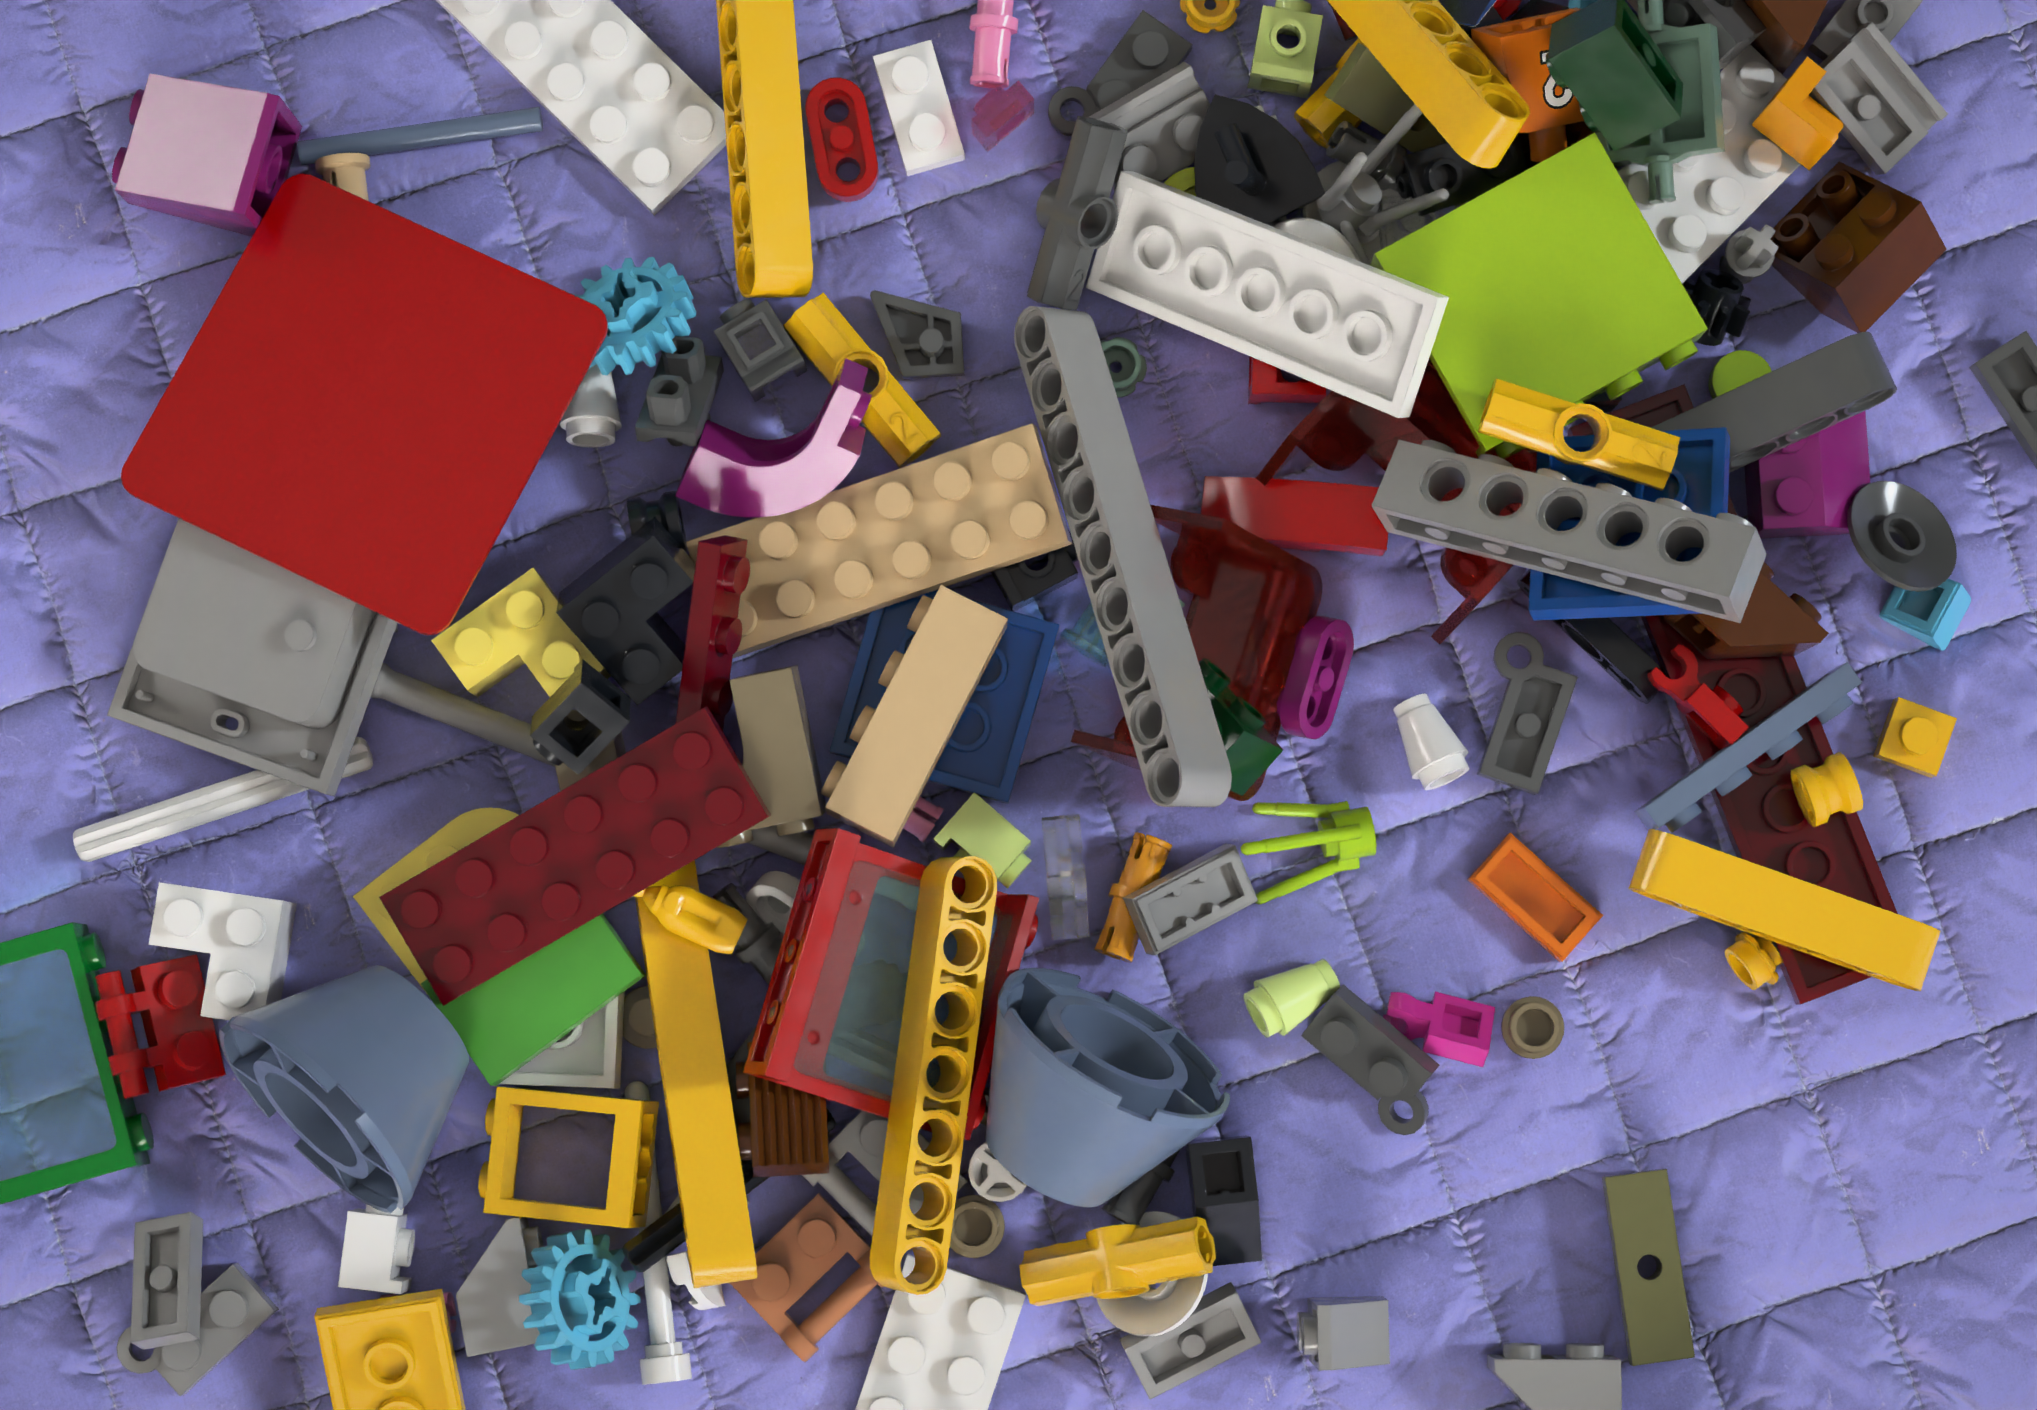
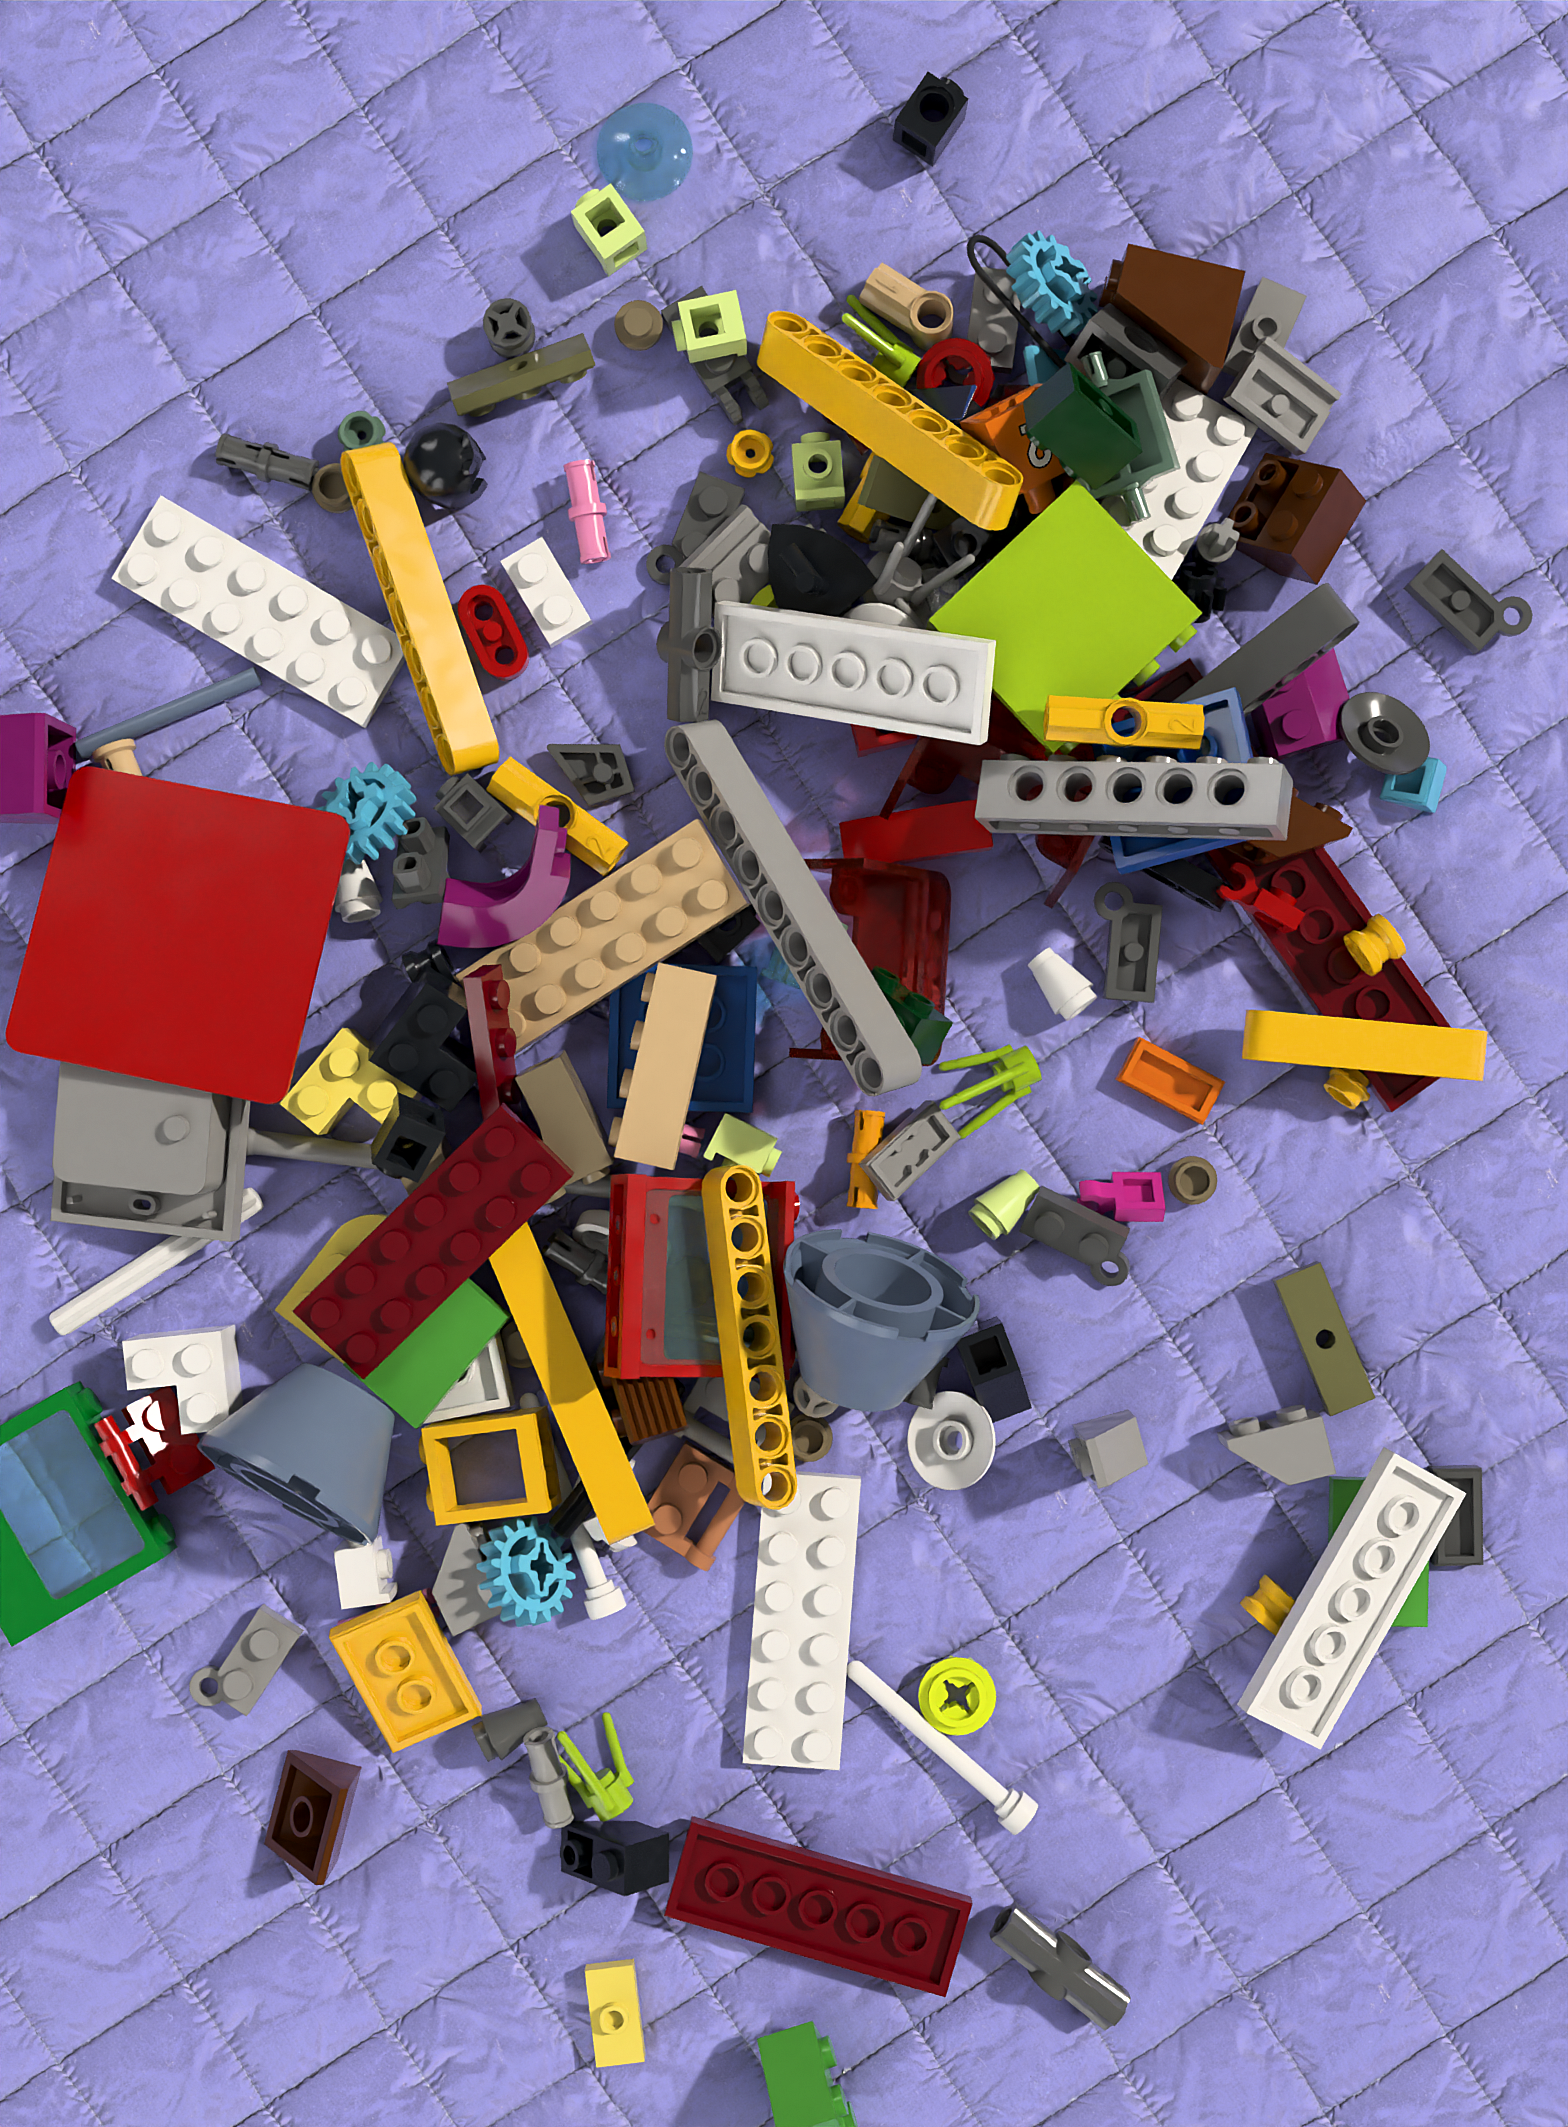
camera: 10 degrees left, 5 degrees up
(167, 1281) = (212, 1635): light grey plate -> none
(695, 916) = (537, 1263): yellow piece -> none
(1001, 114) = (610, 581): clear pink plate -> none
(1065, 877) = (811, 1160): clear plate -> none
(1118, 1261) = (924, 1439): yellow piece -> none
(1133, 364) = (762, 750): sand green plate -> none
(1205, 1339) = (1009, 1474): light grey plate -> none
(1316, 677) = (962, 956): magenta plate -> none
(1736, 370) = (1227, 639): lime tile -> none
(1771, 735) = (1321, 914): sand blue plate -> none
(1797, 120) = (1229, 429): light orange panel -> none
(1914, 737) = (1429, 885): yellow plate -> none

